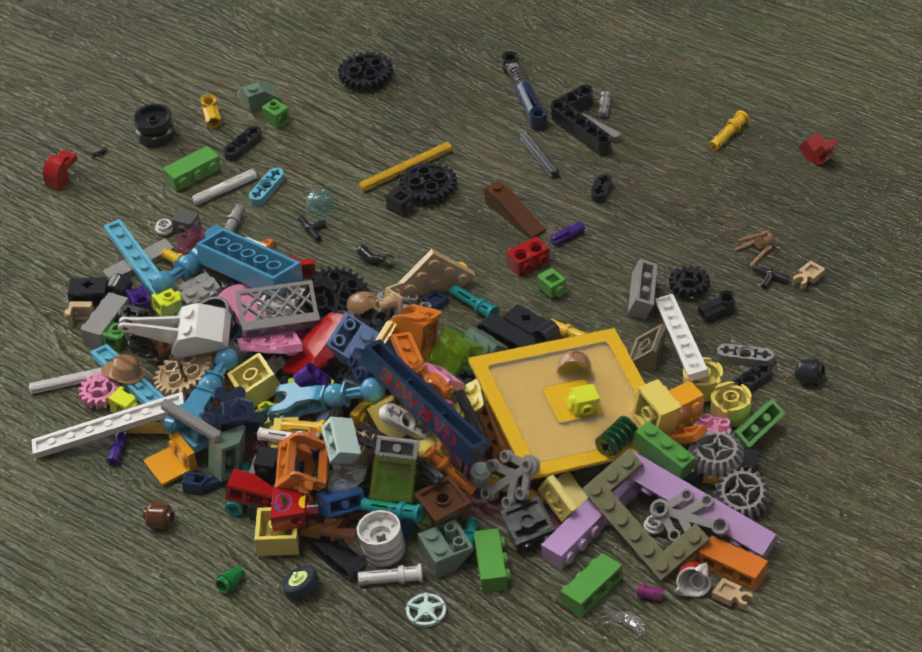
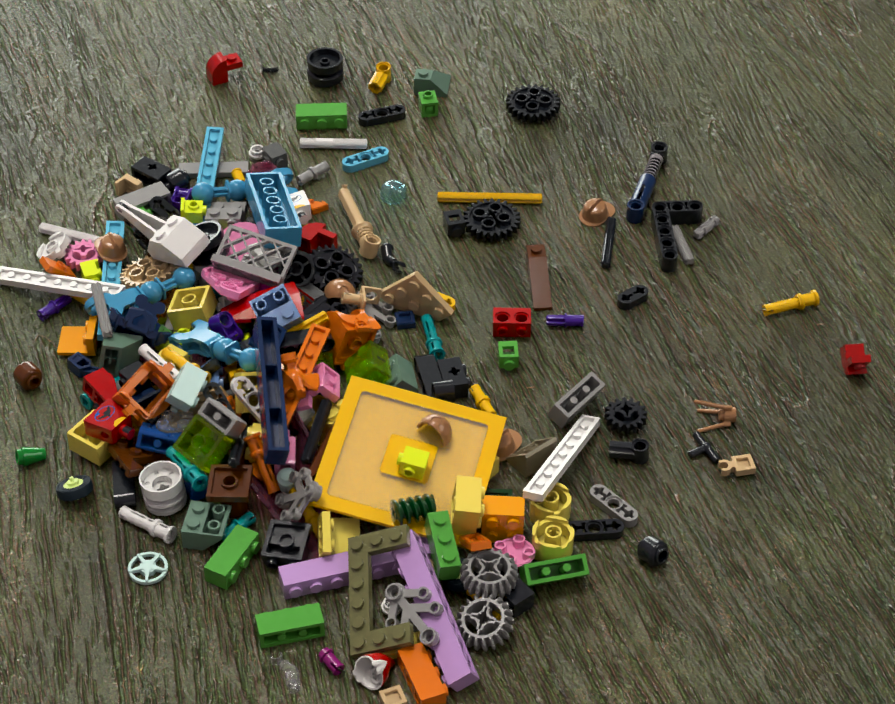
camera: 30 degrees right, 0 degrees up
(65, 406) = (56, 246): none -> white plate
(90, 413) = (57, 268): none -> orange plate
(311, 228) = (365, 208): black piece -> none
(328, 246) = (361, 229): none -> tan piece
(505, 136) = (596, 212): none -> medium nougat piece

